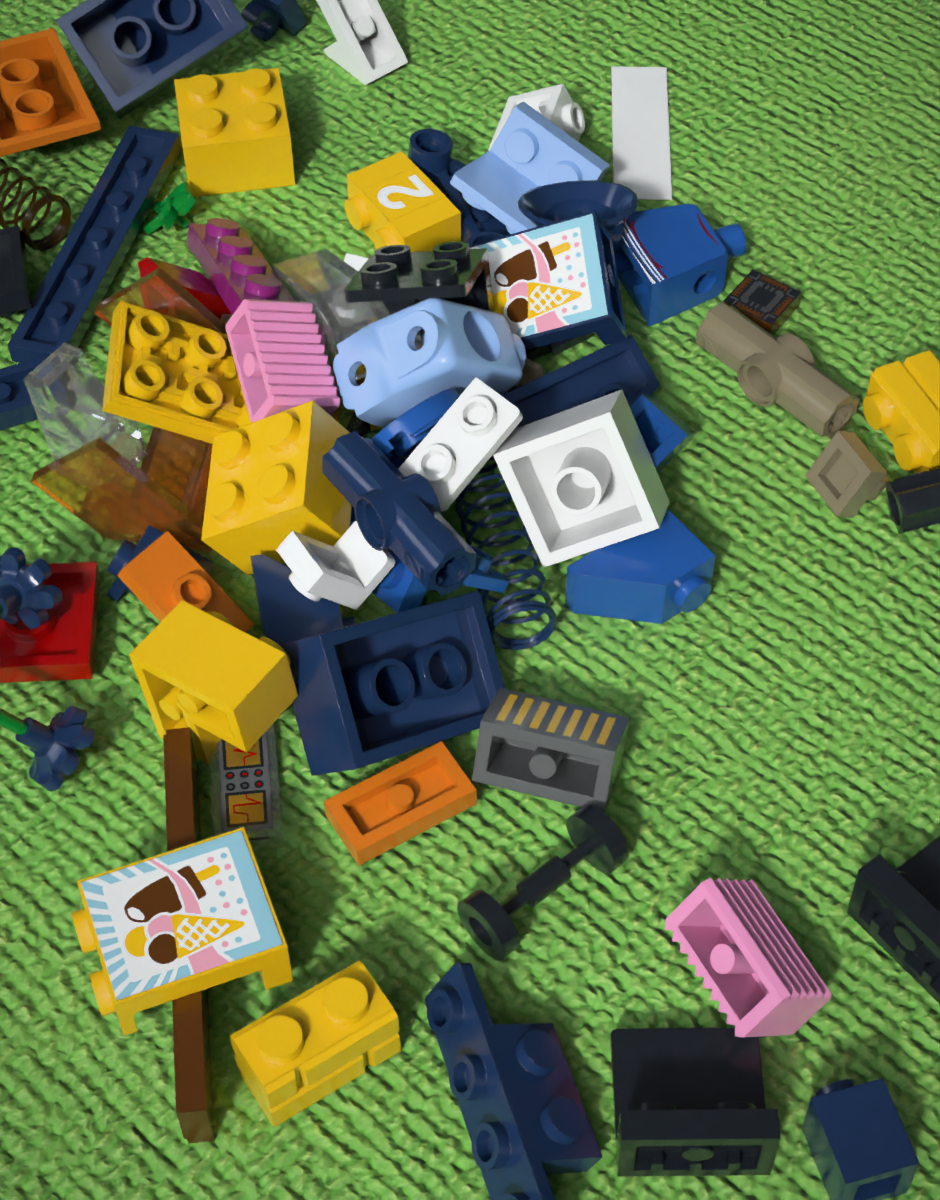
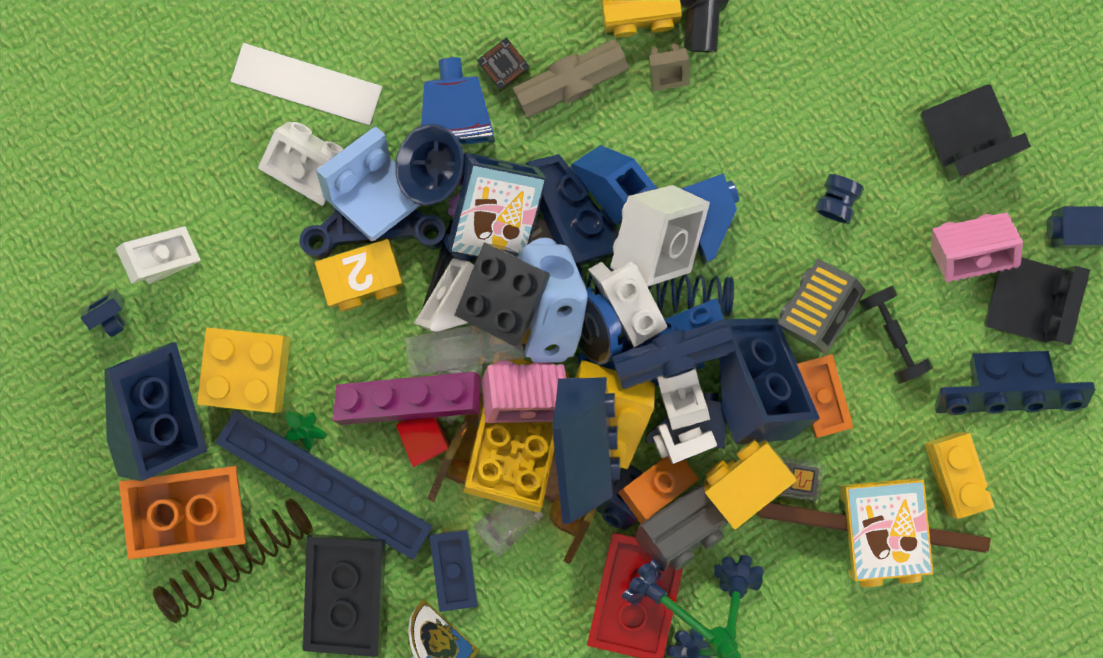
camera: 75 degrees left, 35 degrees up
(101, 622) = (682, 529): none -> dark grey brick
(210, 403) = (584, 445): none -> dark blue slope
(257, 579) = (690, 443): none -> white bracket
(745, 741) = (839, 198): none -> dark blue wheel

